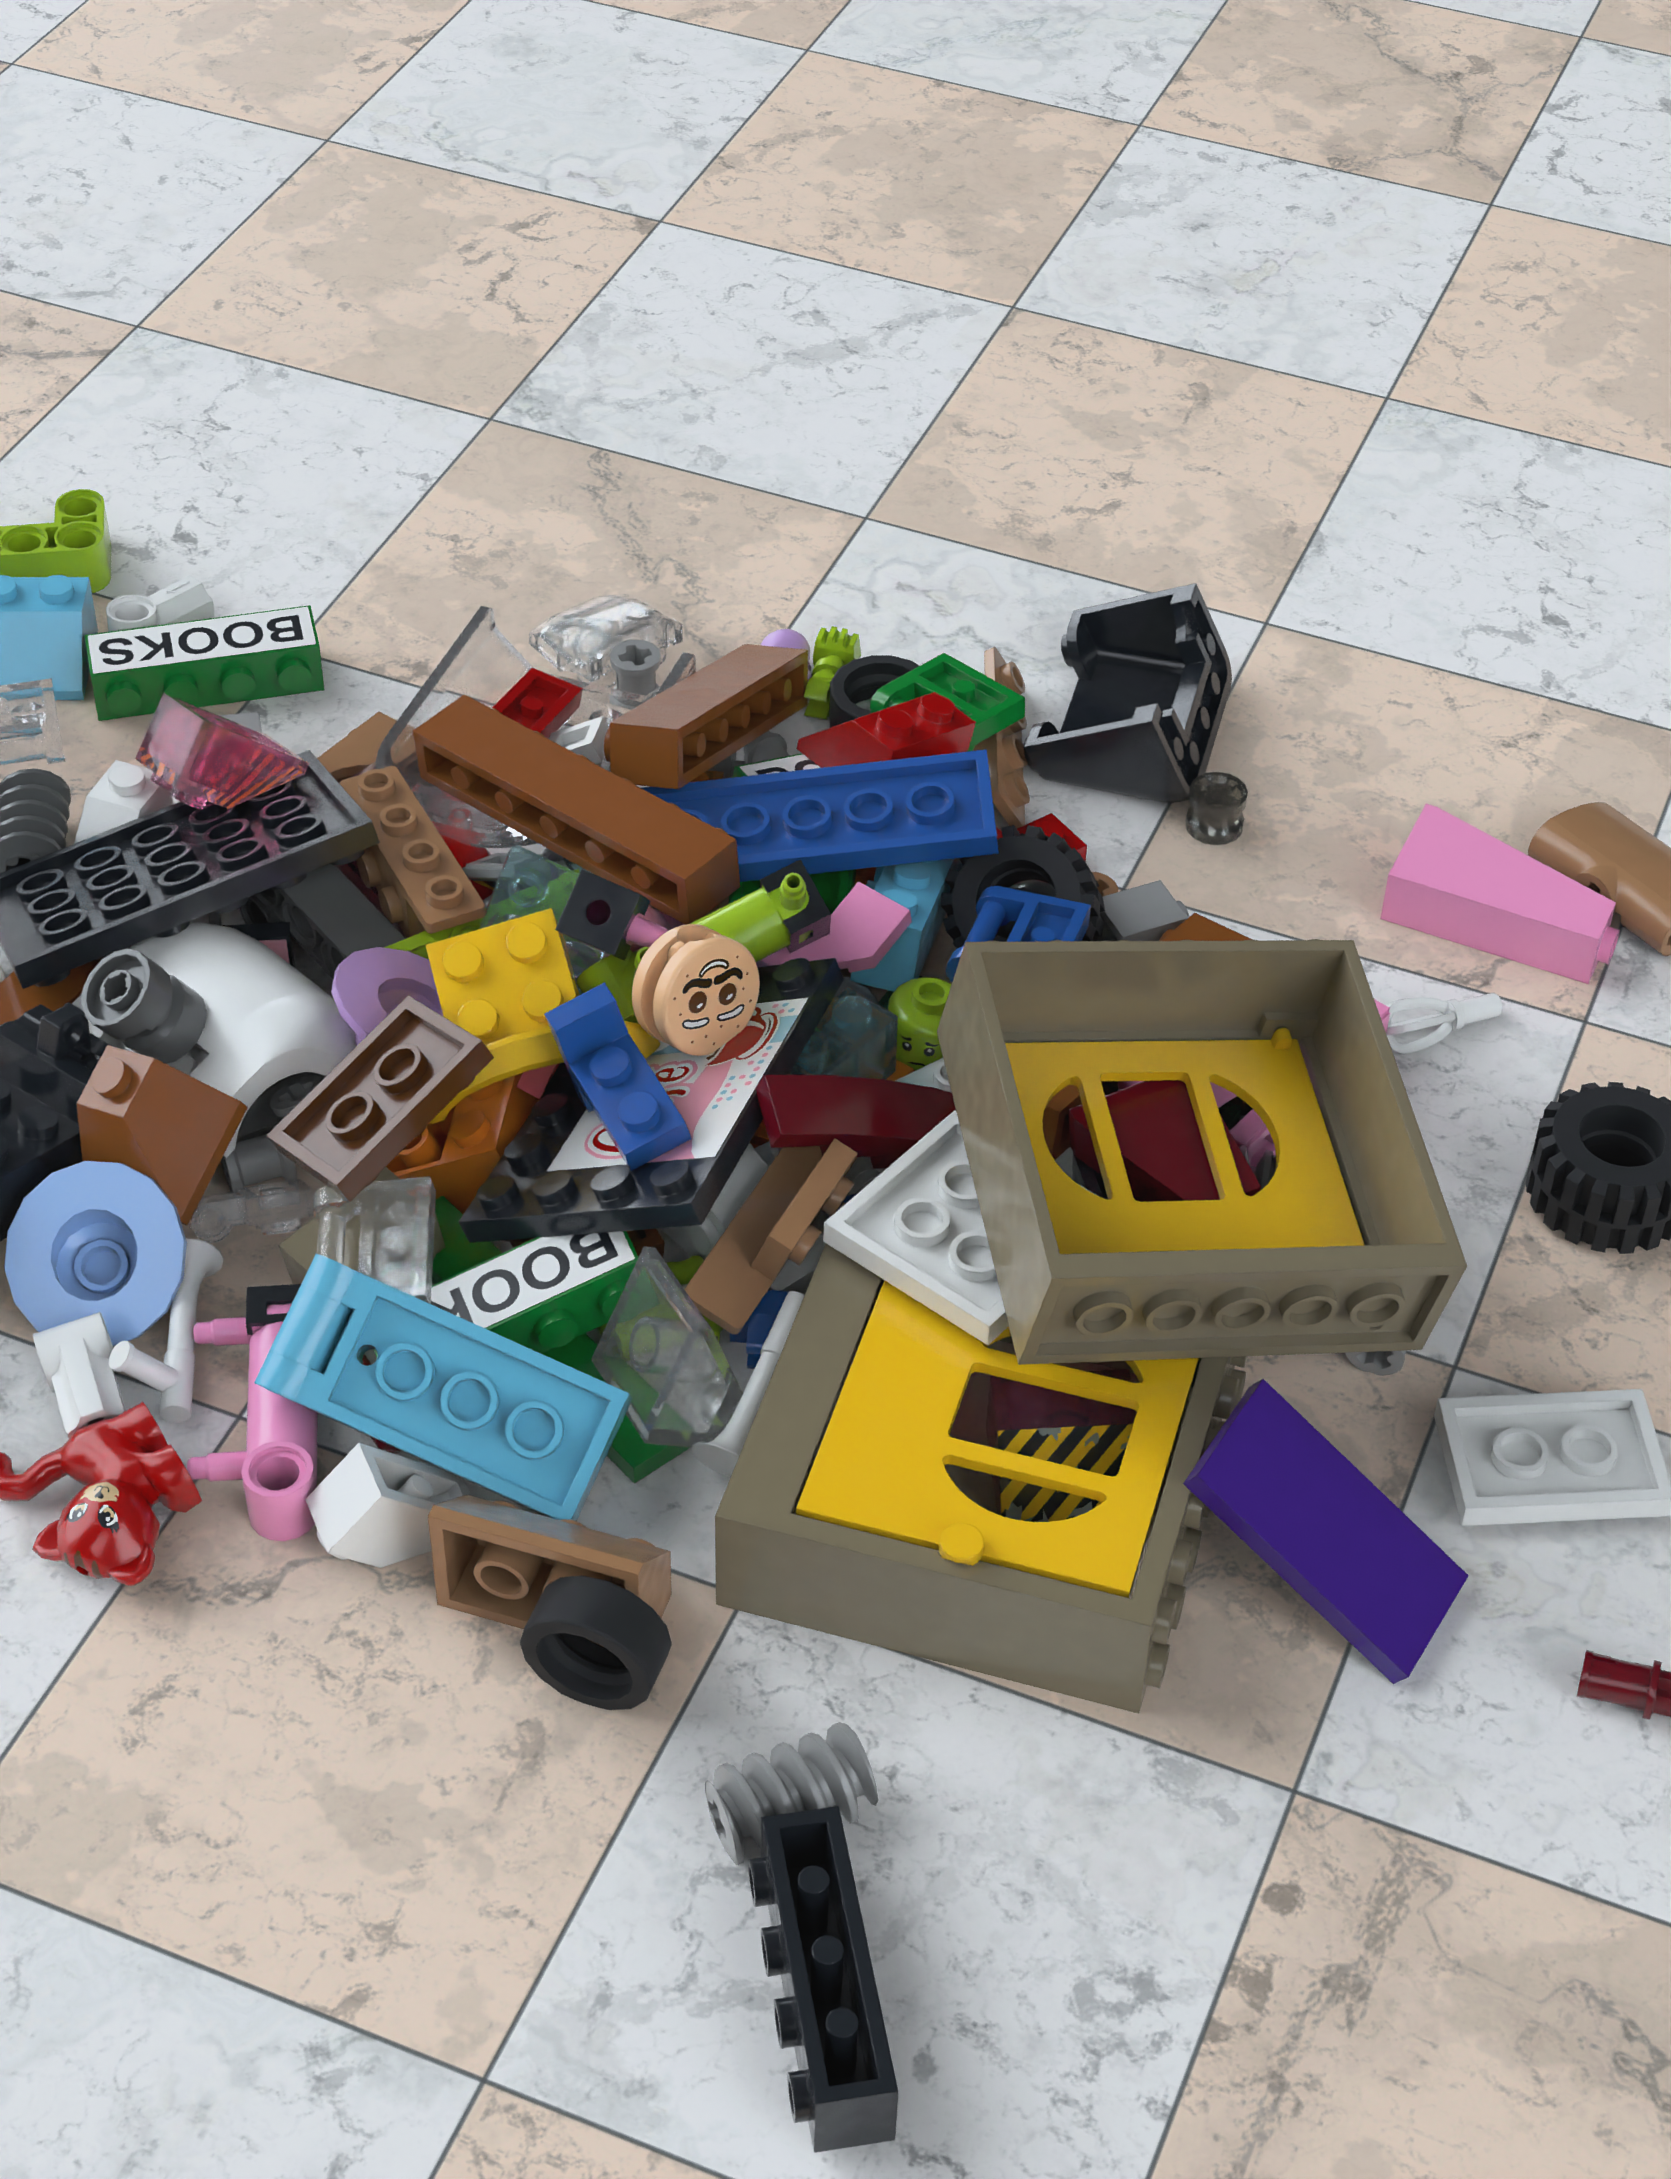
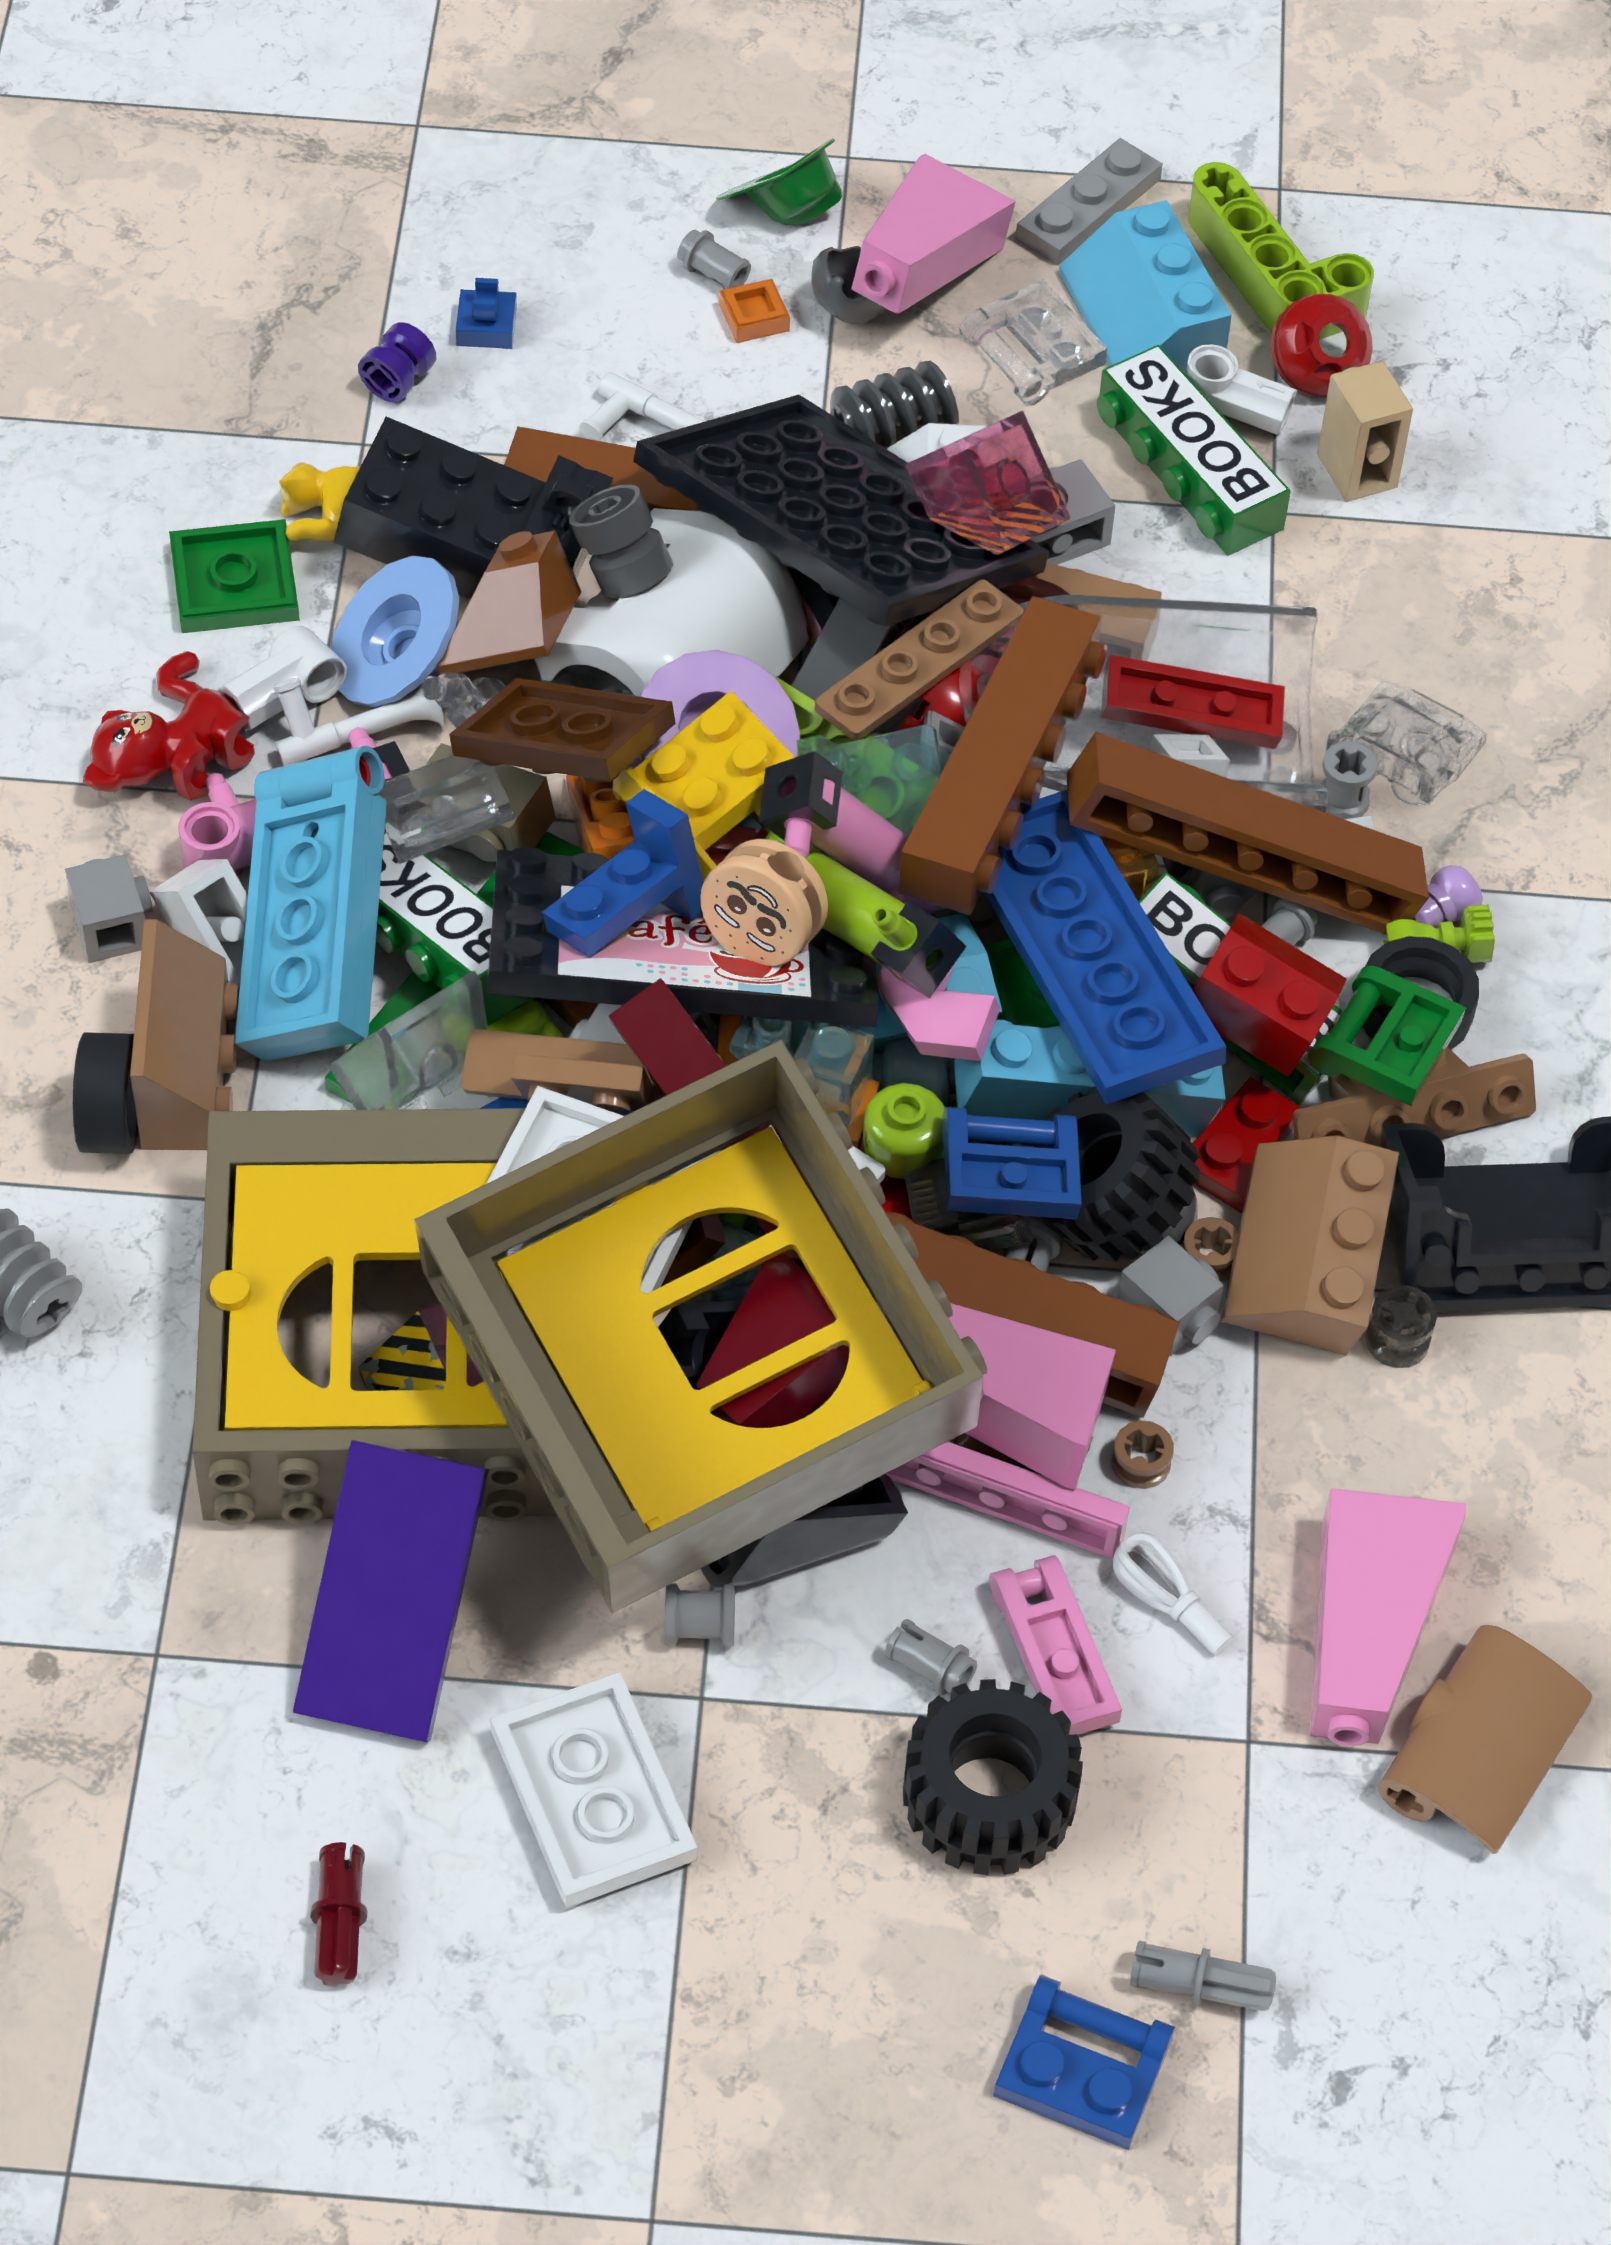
camera: 70 degrees right, 10 degrees up
(143, 547) = (1297, 346): none -> red piece
(268, 545) = (1364, 430): none -> tan brick
(317, 1603) = (108, 906): none -> light grey brick
(1131, 813) = (1311, 1240): none -> medium nougat slope
(1480, 1099) = (1056, 1644): none -> bright pink plate
(1480, 1177) = (931, 1657): none -> light grey pin

